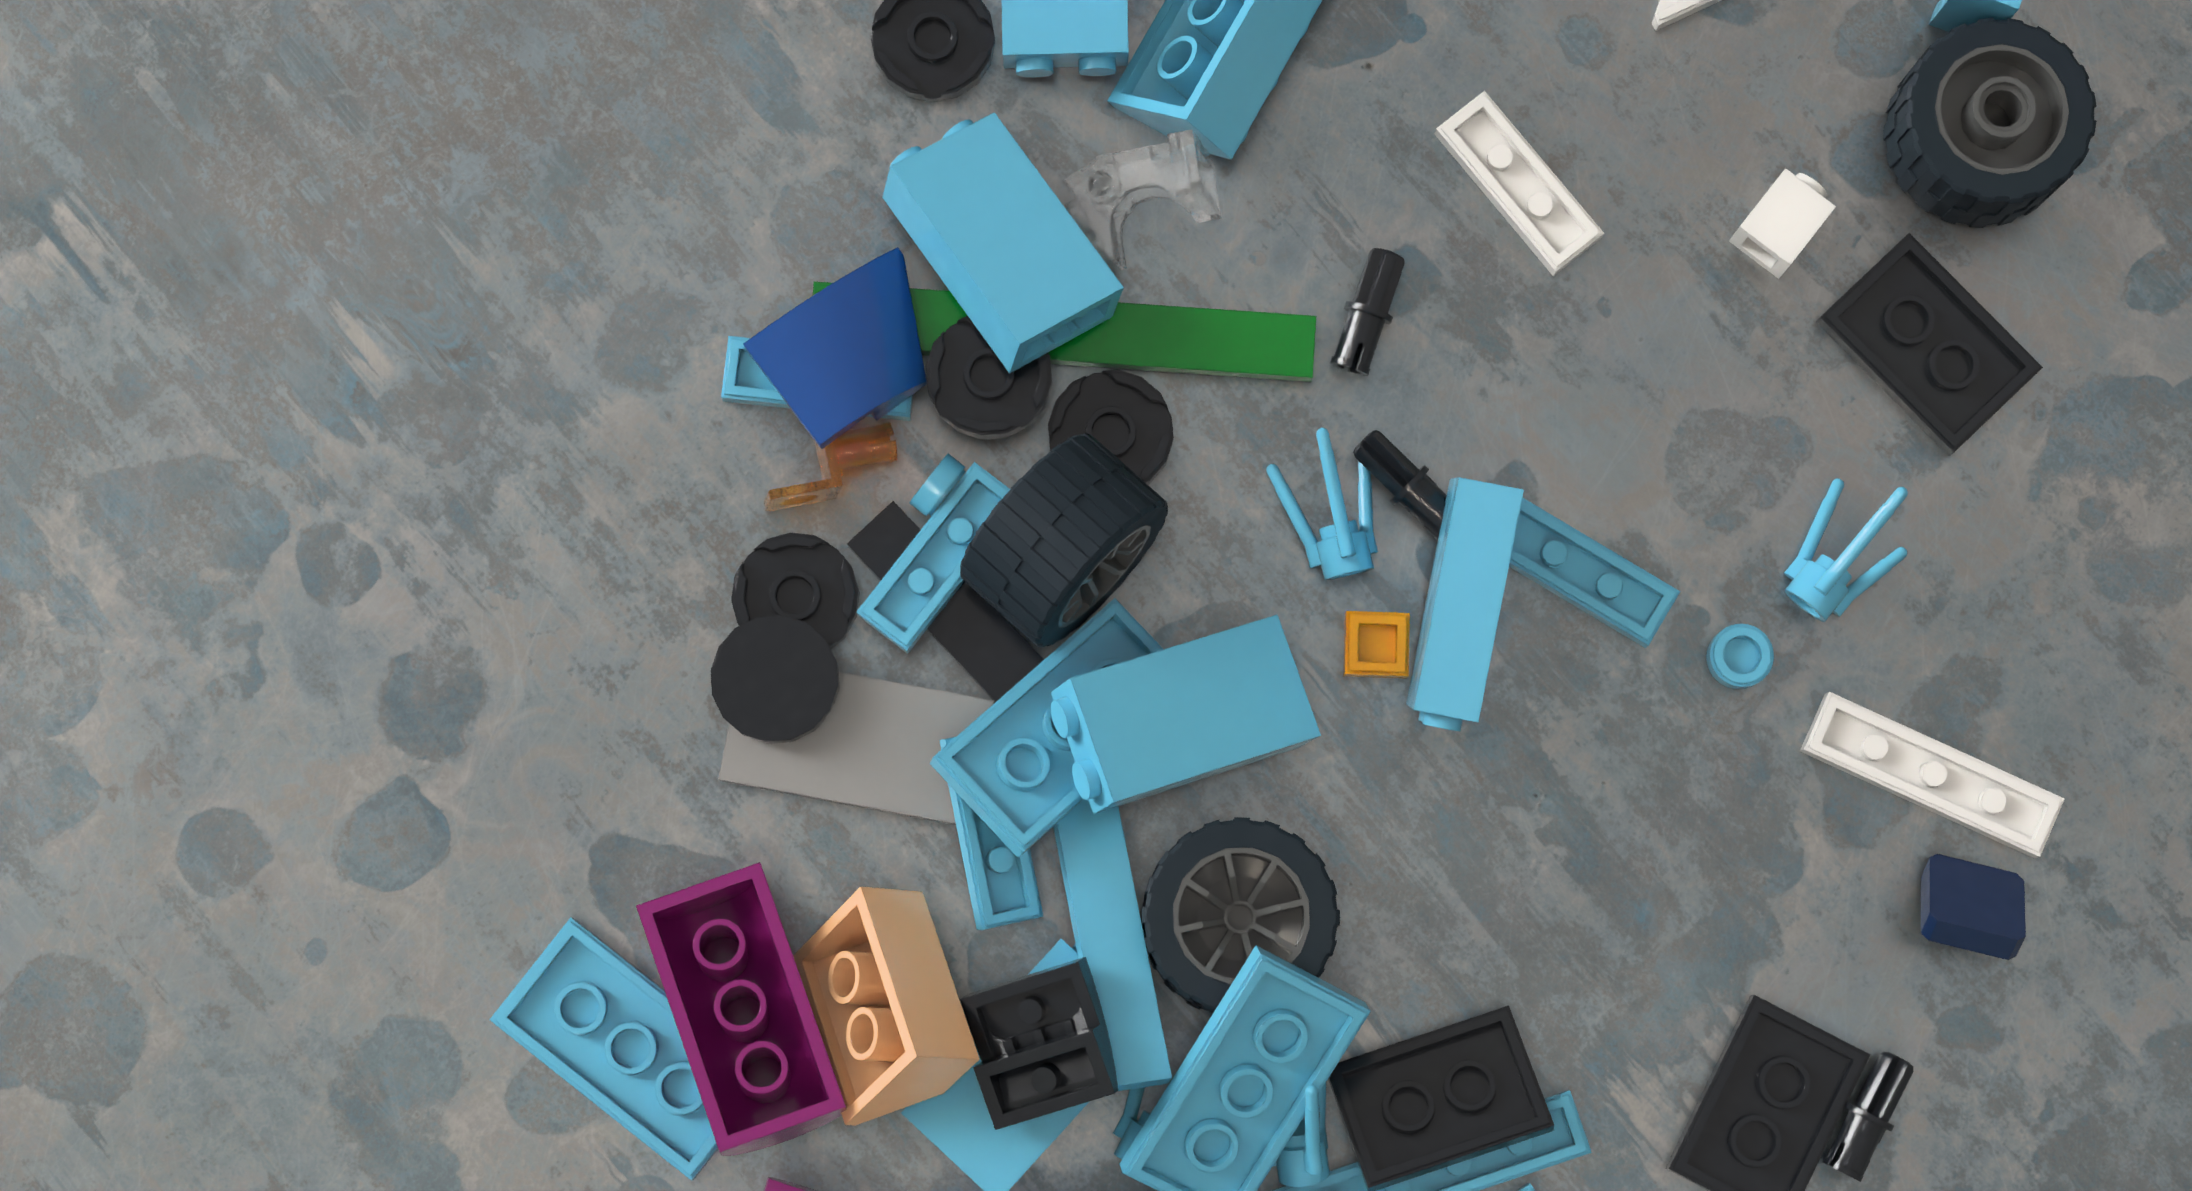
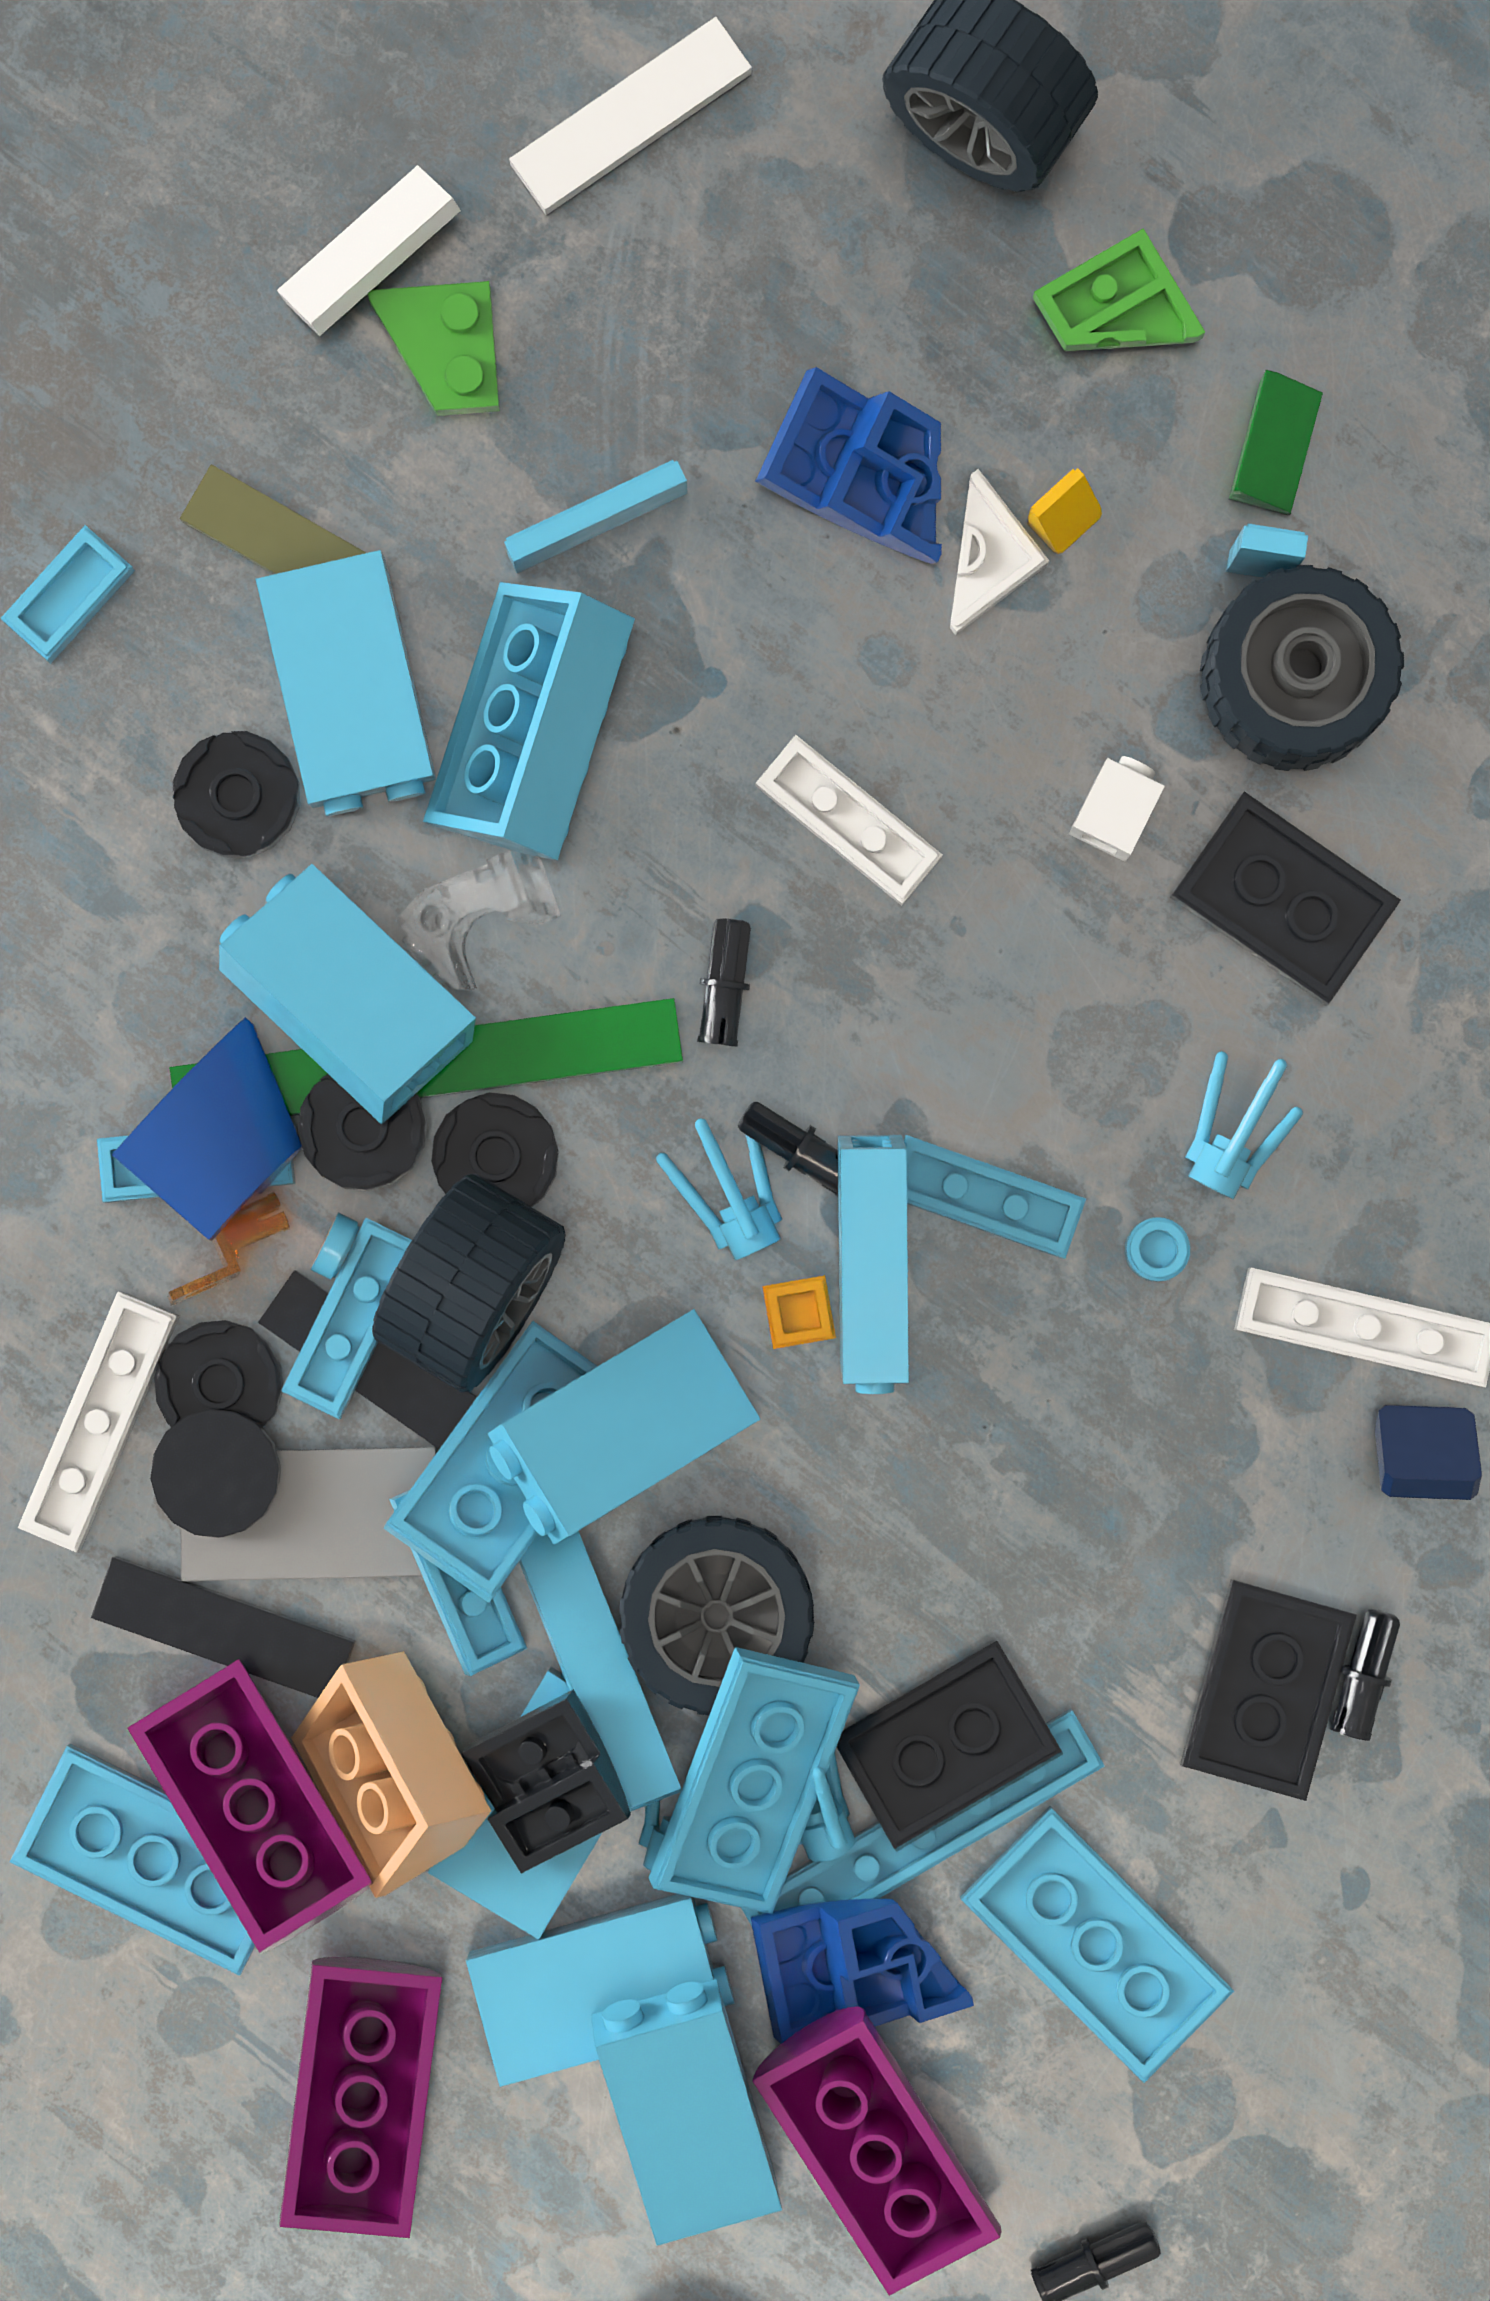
camera: 10 degrees left, 5 degrees up
(670, 609) = (98, 1422): none -> white tile
(744, 832) = (220, 1627): none -> black tile

